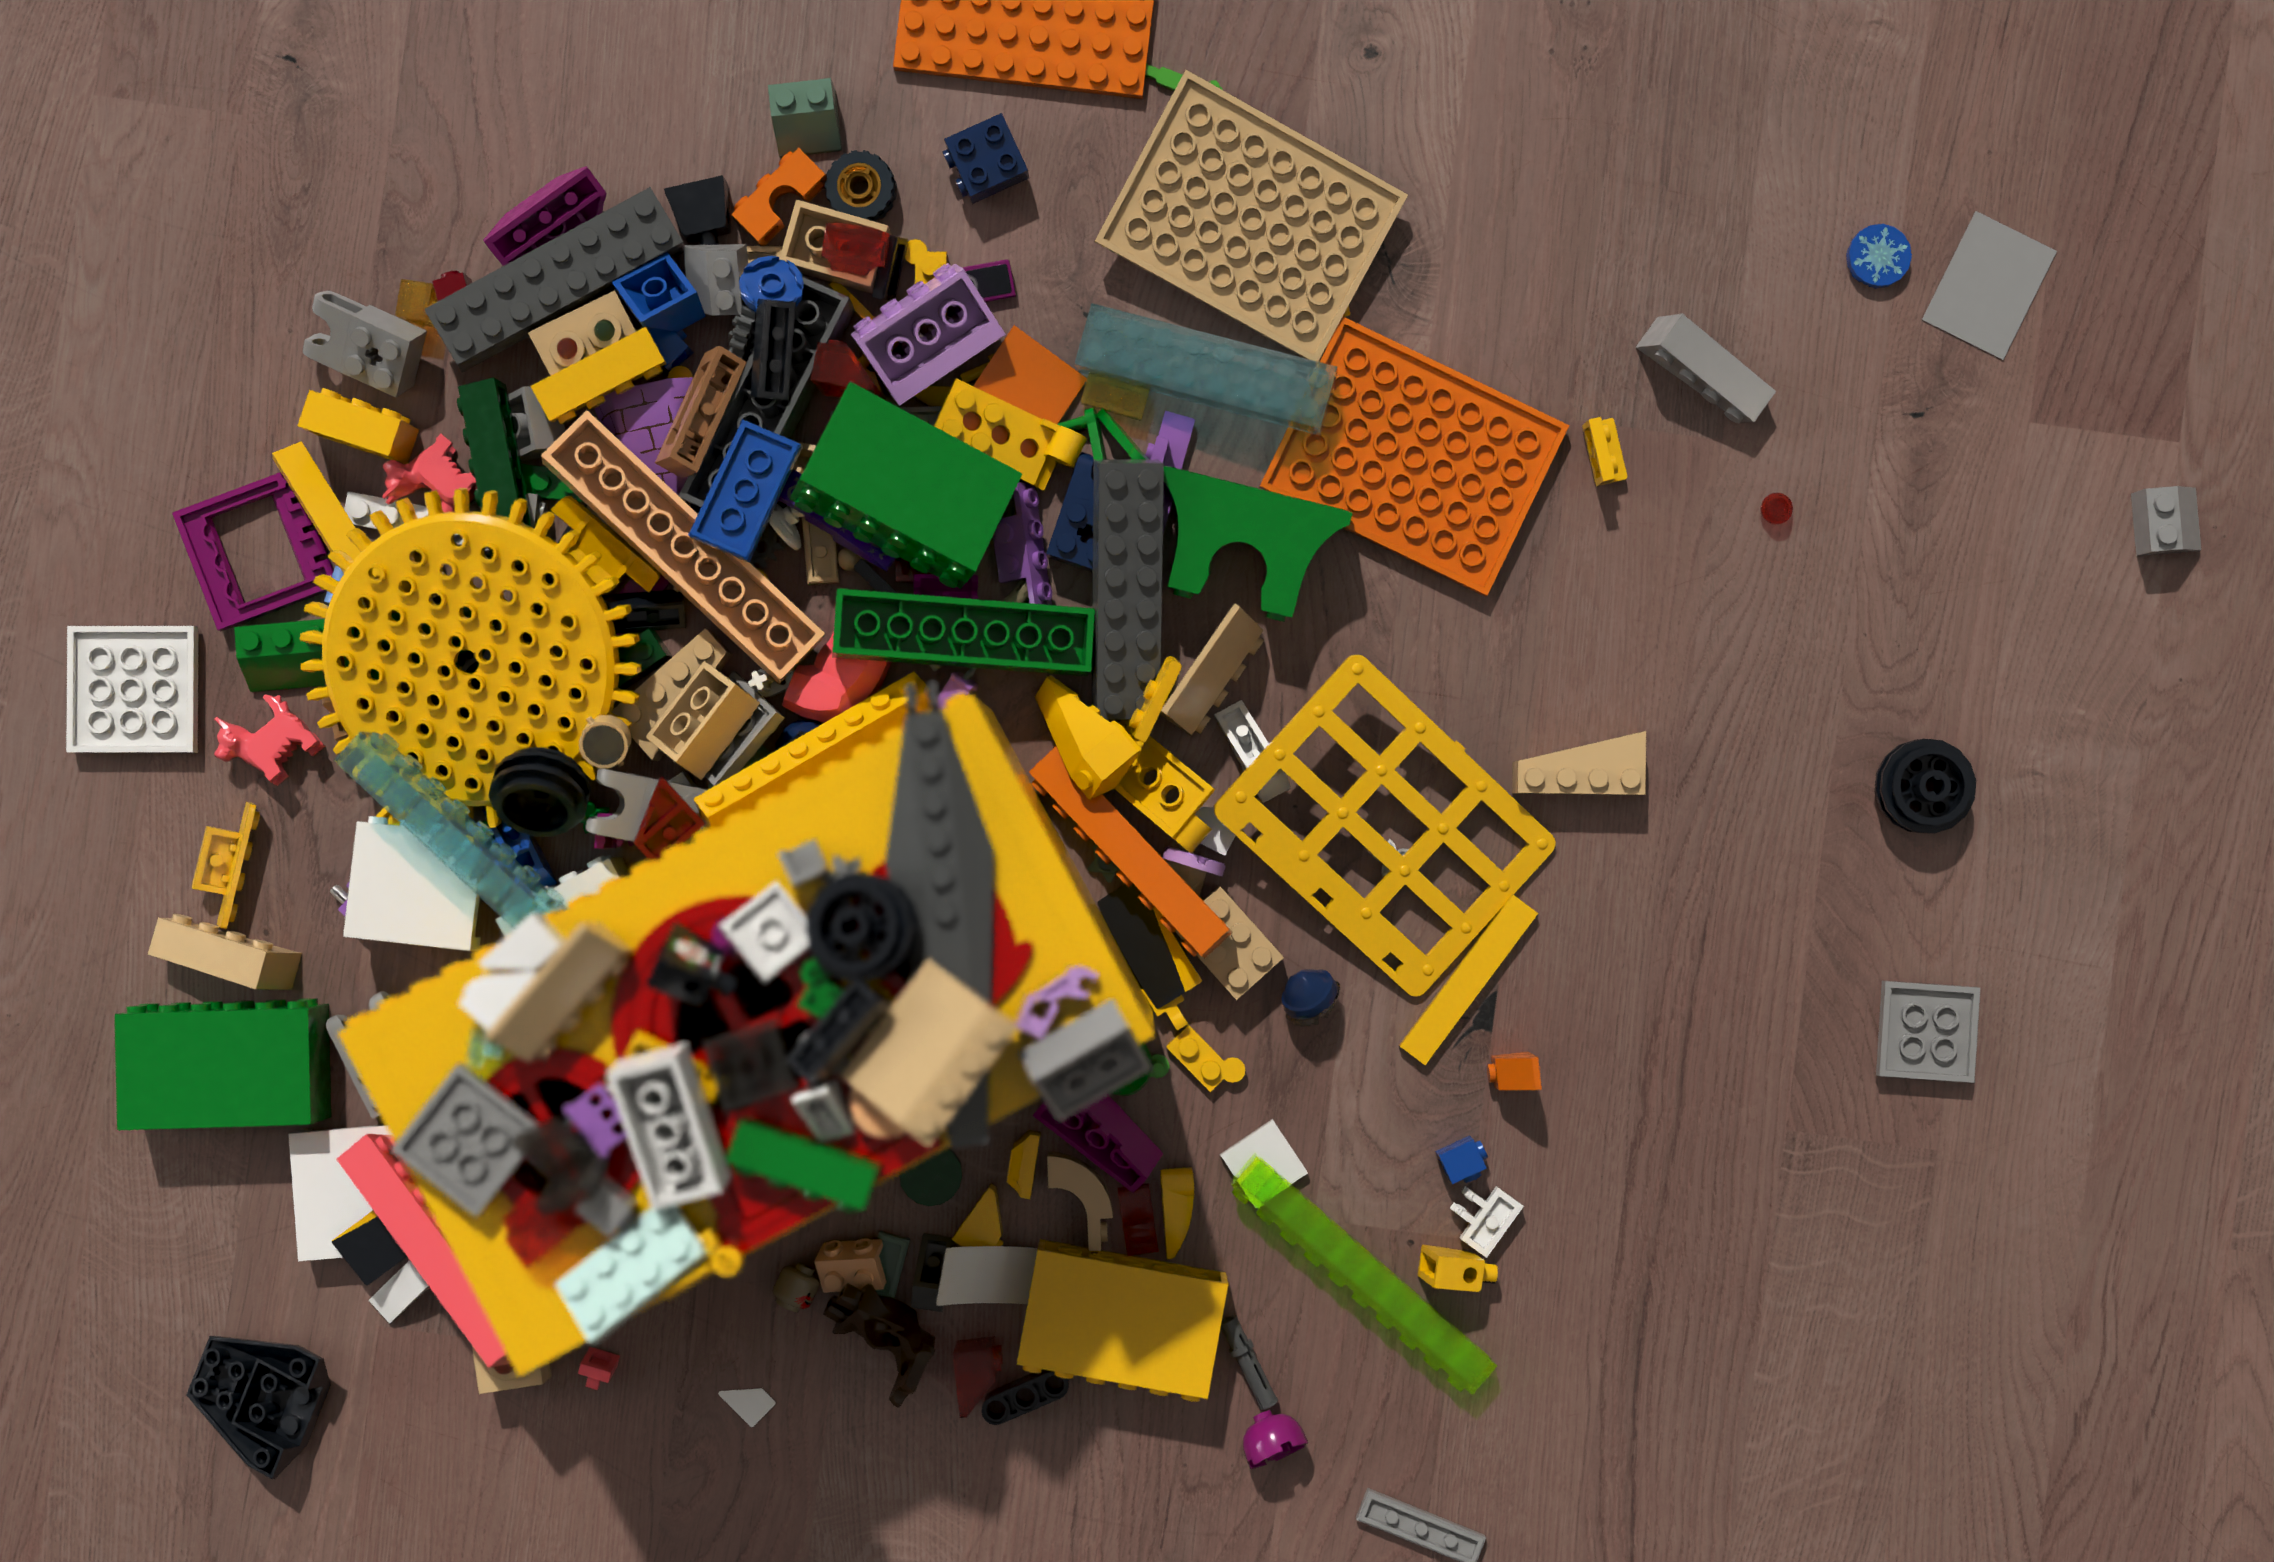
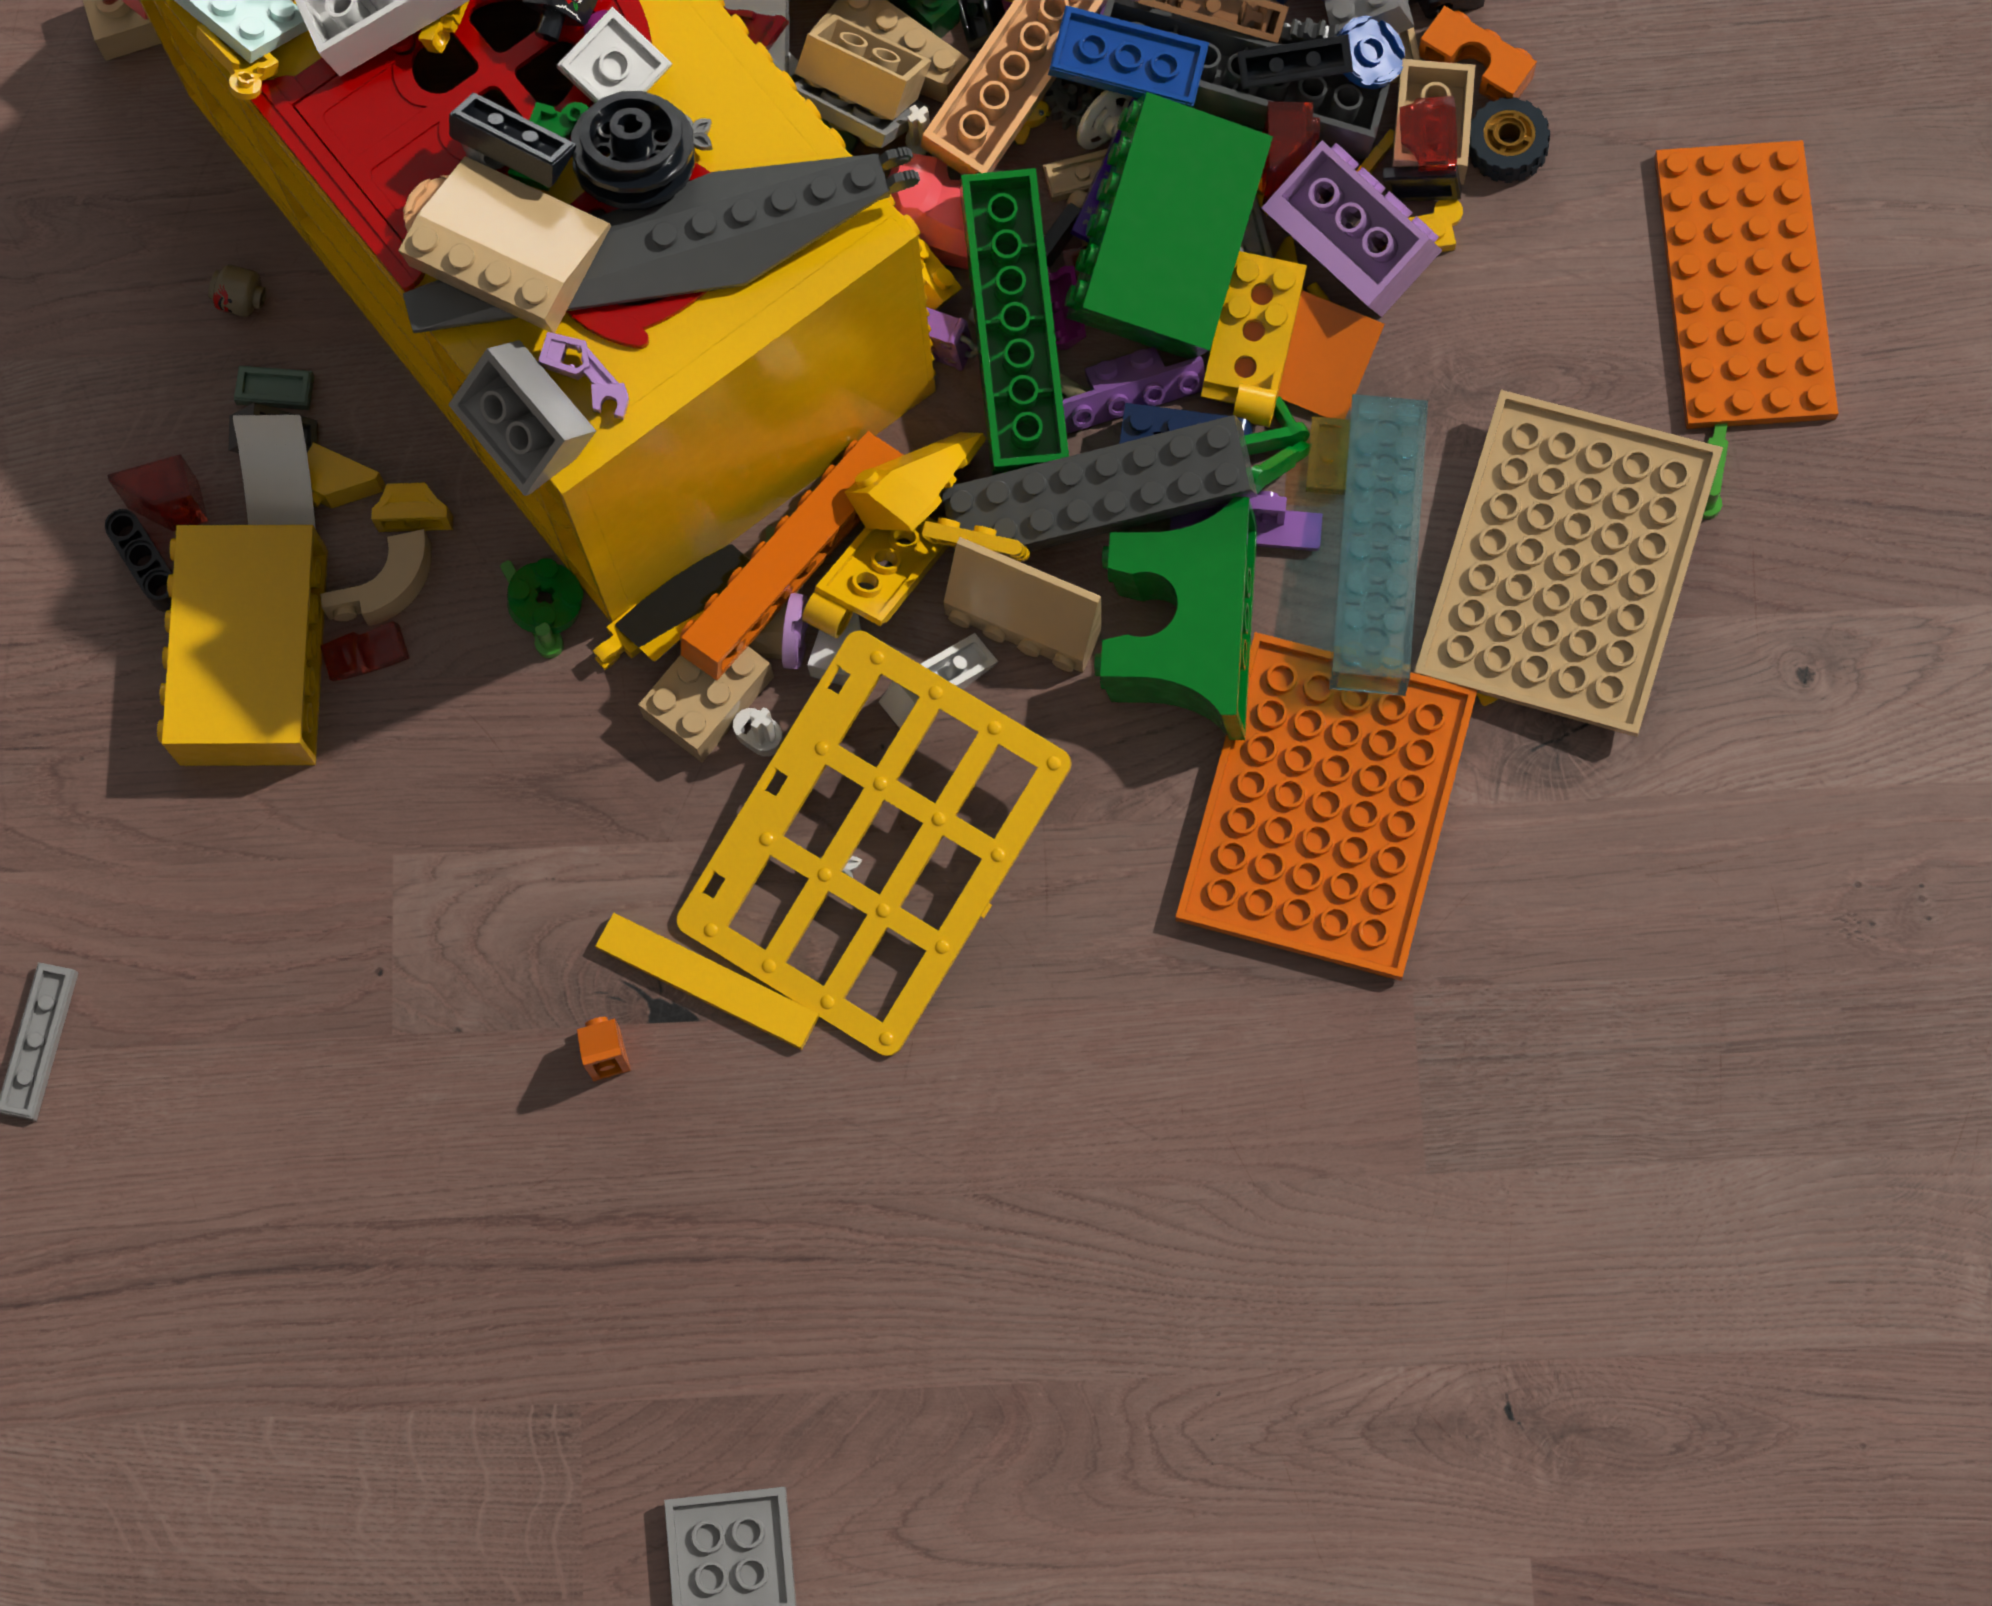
camera: 85 degrees right, 15 degrees down
(598, 1367) = (121, 102): coral tile -> none
(748, 1403) = (99, 271): white sticker -> none
(751, 1064) = (465, 60): clear smoke brick -> none
(802, 1164) = (362, 143): green brick -> none
(804, 863) = (694, 87): light grey panel -> none
(805, 116) = (1576, 67): sand green slope -> none
(824, 1110) = (425, 152): white slope -> none
(850, 1263) = (268, 343): light nougat bracket -> none
(874, 1320) = (204, 389): dark brown hips -> none
(933, 1179) = (386, 416): dark green tile -> none
(985, 159) = (1571, 263): dark blue brick -> none
(992, 280) = (1433, 297): black slope -> none
(1107, 1139) = (465, 580): magenta wedge -> none
(1177, 1206) = (396, 687): yellow piece -> none
(1203, 1060) = (563, 693): yellow hinge -> none
(1242, 1350) = (211, 804): dark grey pin -> none
(1271, 1147) = (451, 783): white tile -> none
(1272, 1438) = (123, 842): magenta cylinder -> none
(1273, 902) = (764, 735): none -> white piece
(1309, 996) = (657, 789): dark blue hair -> none
(1363, 1273) = (333, 914): clear neon green brick -> none
(1454, 1269) = (348, 1004): yellow torso -> none
(1463, 1160) = (486, 1008): blue brick -> none
(1490, 1221) = (417, 1056): white hinge -> none
(1597, 768) = (988, 1081): tan wedge -> none
(1604, 451) = (1380, 1025): yellow bracket -> none
(1706, 367) = (1506, 1131): light grey wedge -> none
(1776, 508) = (1353, 1251): clear red plate -> none
(1879, 255) = (1697, 1324): blue tile -> none
(1953, 786) = (1066, 1525): black wheel -> none
(1989, 285) = (1693, 1475): light grey sticker -> none

